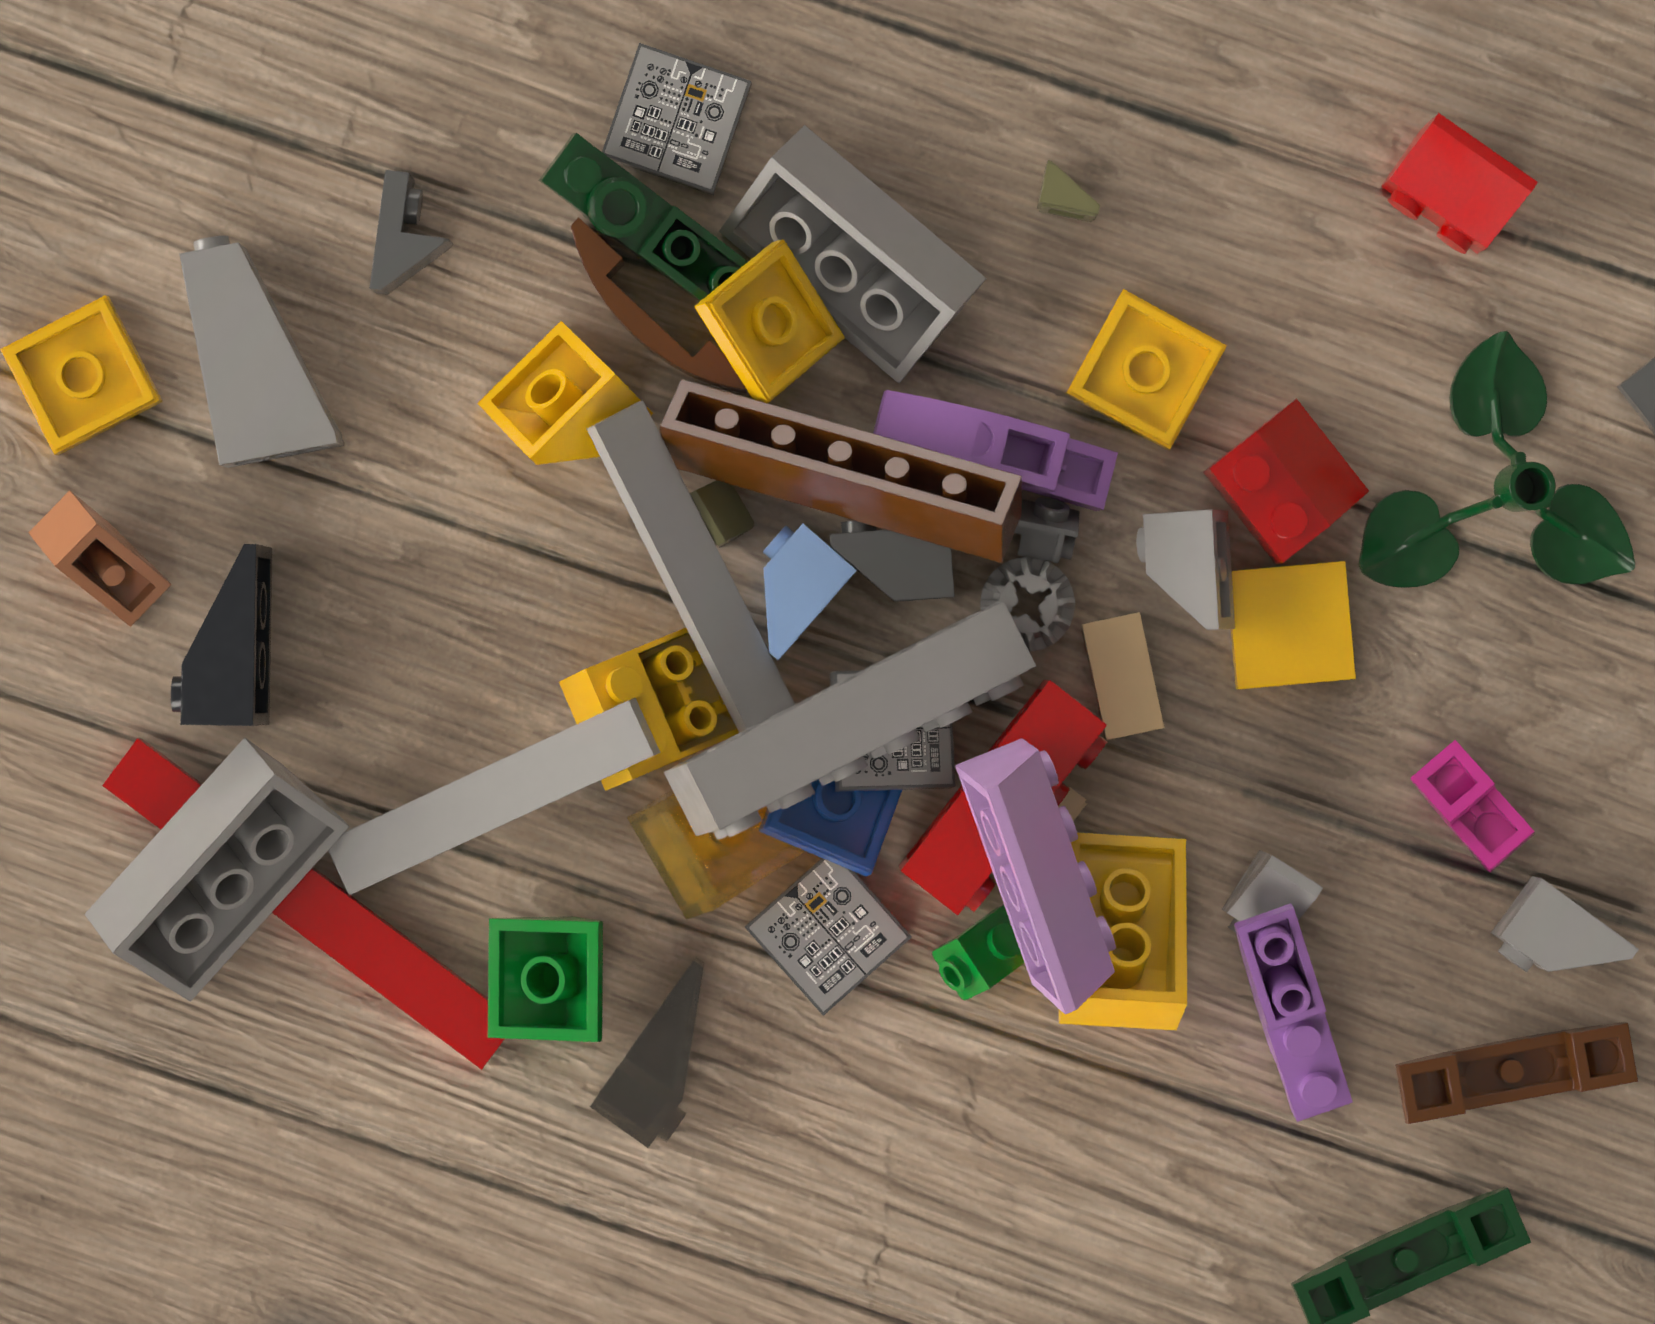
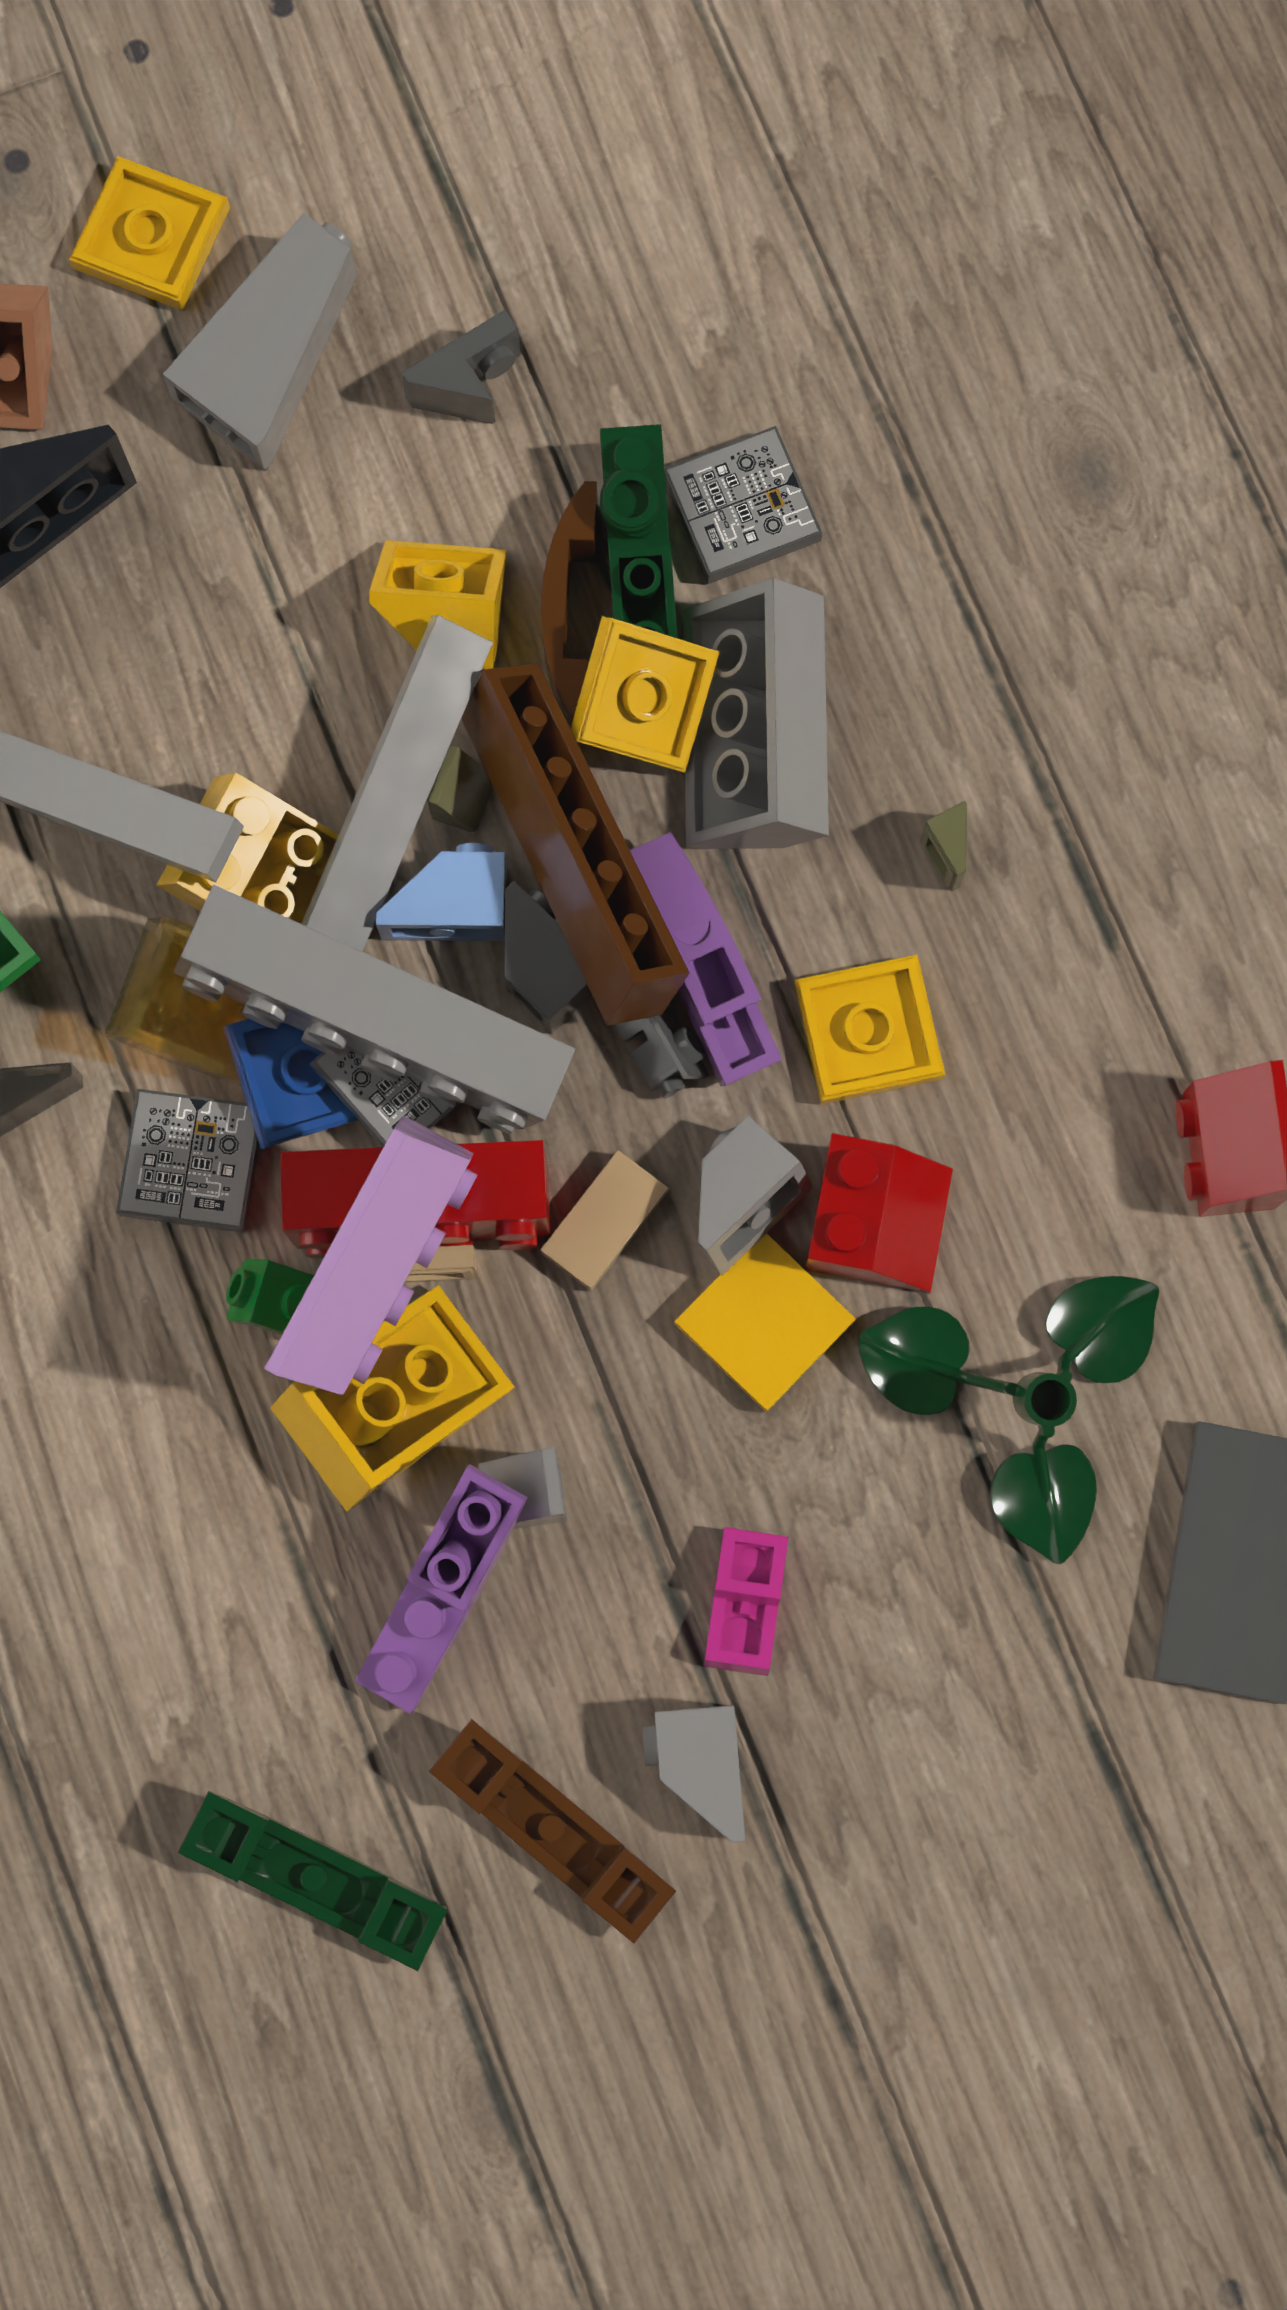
camera: 50 degrees right, 10 degrees down
(1034, 576) = (611, 1120): light grey gear -> none

